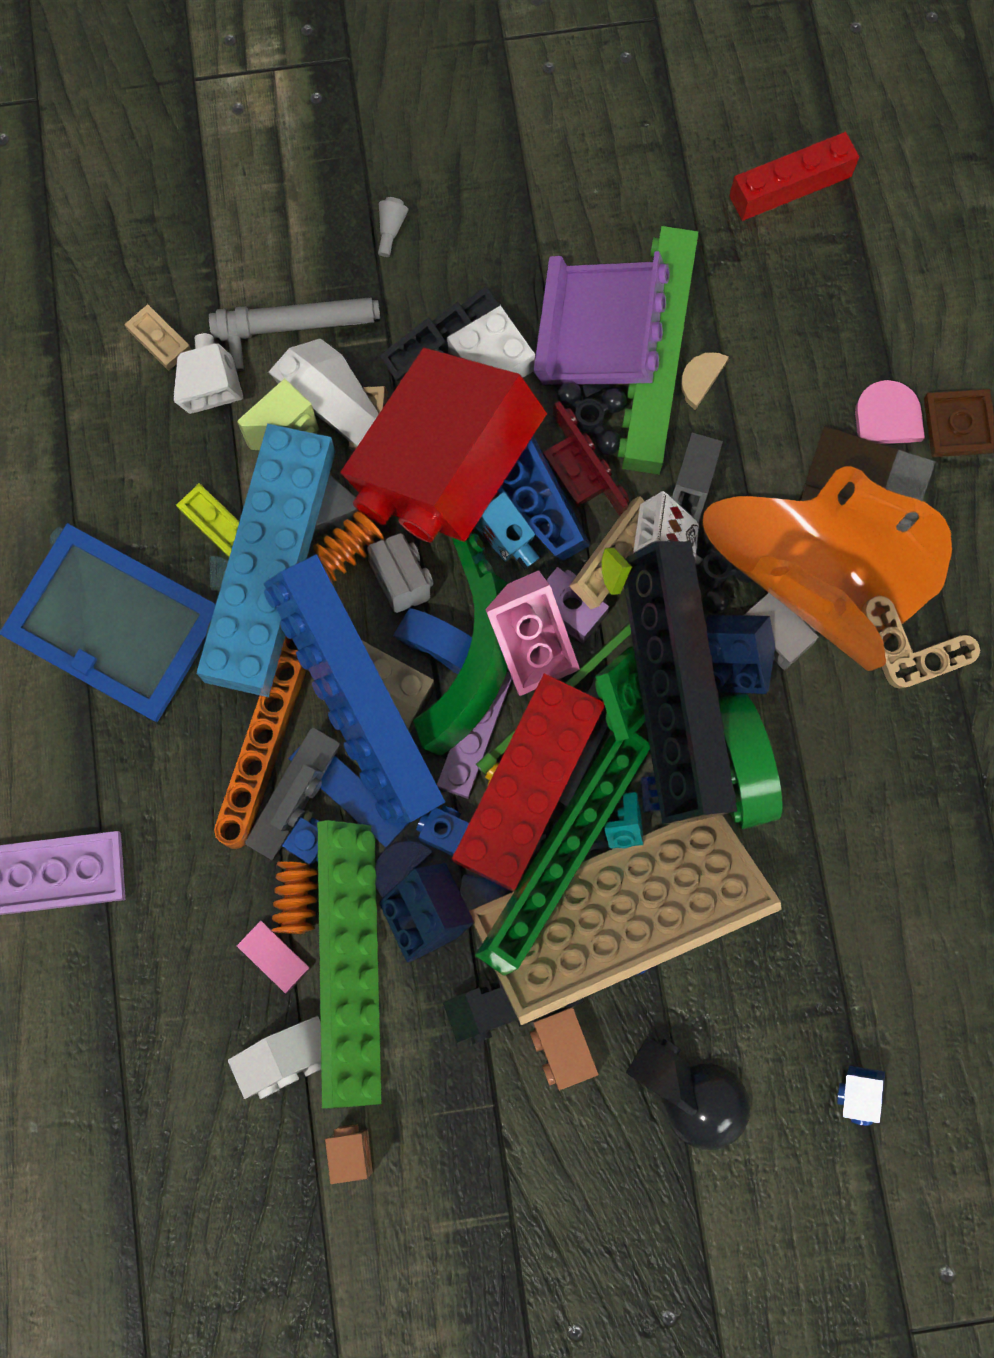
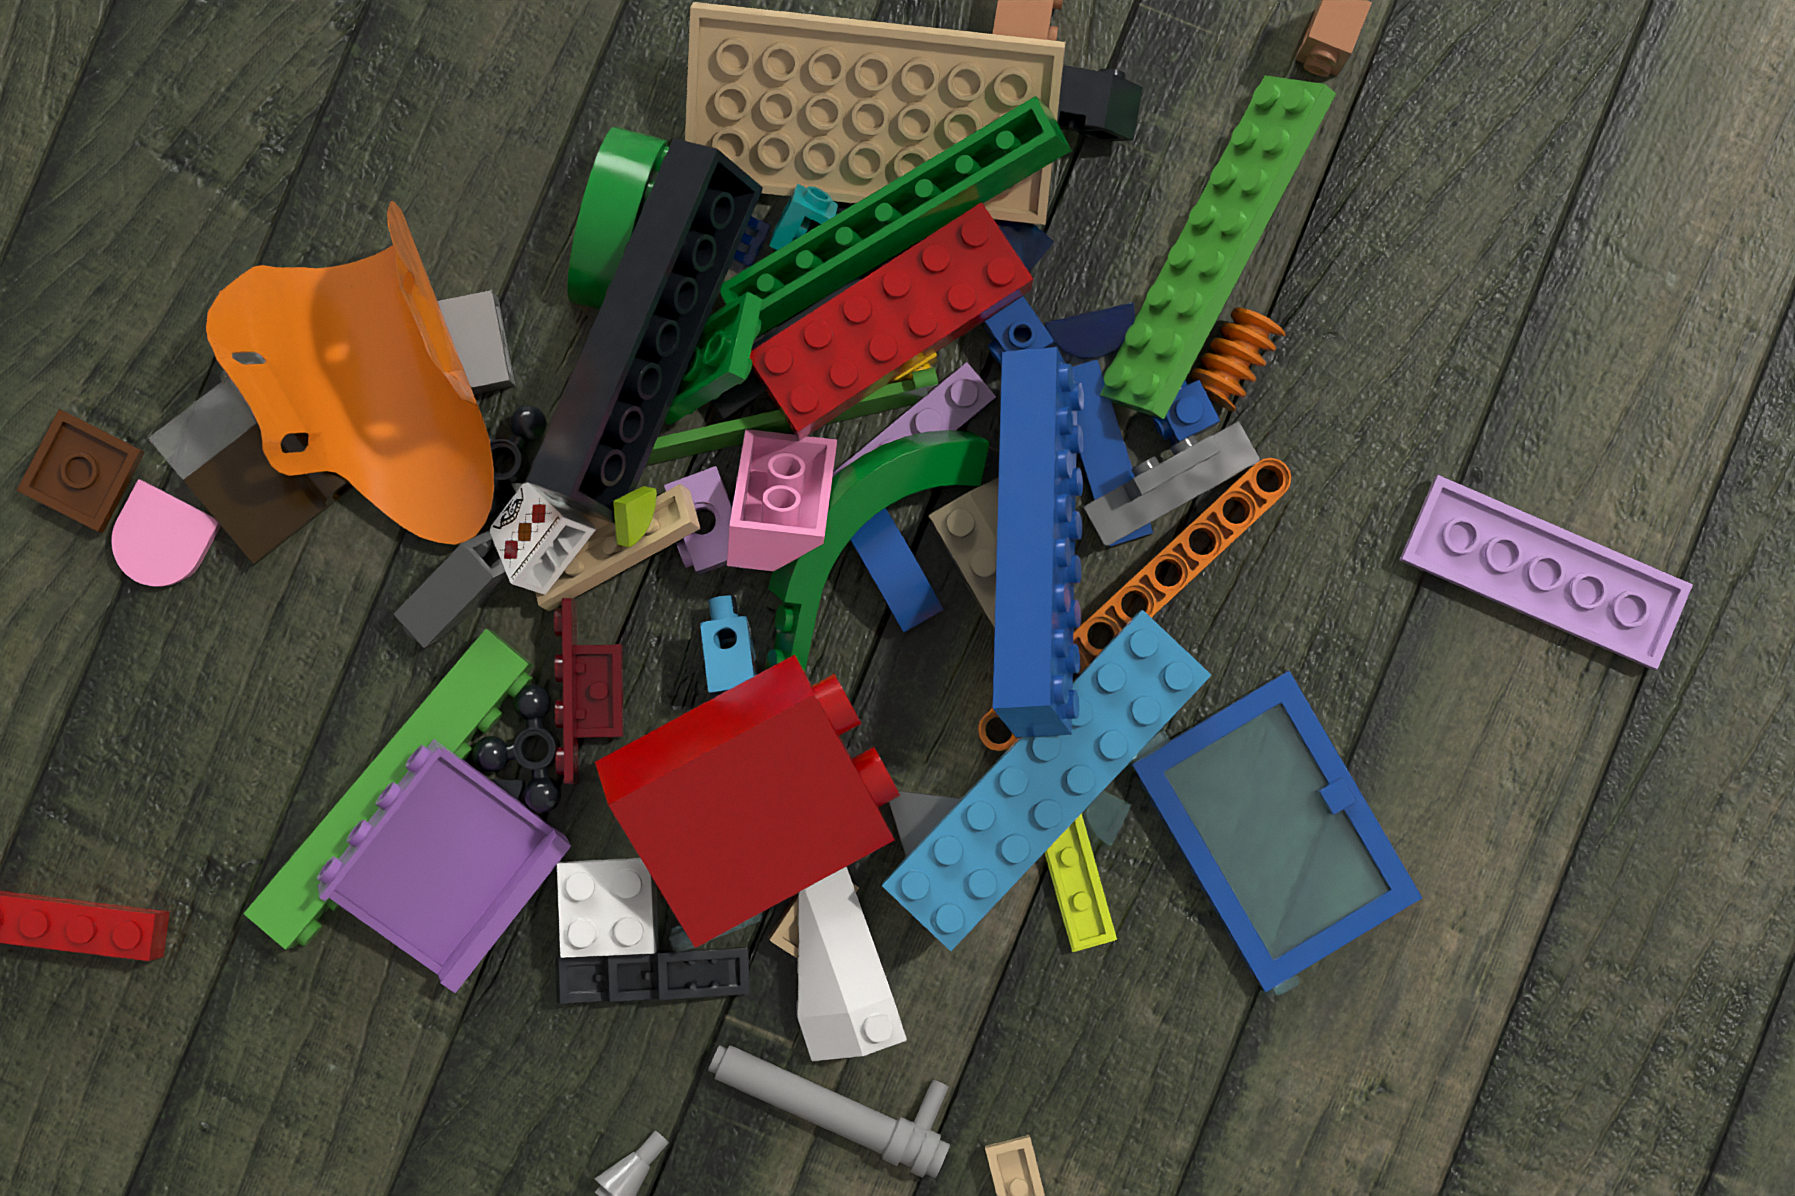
camera: 150 degrees left, 10 degrees up
(206, 376) = (986, 1089): white torso -> none
(273, 957) = (1297, 309): bright pink tile -> none
(278, 1059) = (1354, 182): white brick -> none
(280, 407) = (923, 966): yellowish green slope -> none
(347, 543) = (935, 756): orange piece -> none
(399, 572) = (890, 680): light grey brick -> none
(426, 911) = (1093, 253): dark blue slope -> none
(543, 503) = (664, 657): blue wedge -> none
(700, 376) = (361, 726): tan tile -> none
(741, 652) = (541, 337): dark blue slope -> none
(903, 654) = (347, 229): tan beam -> none

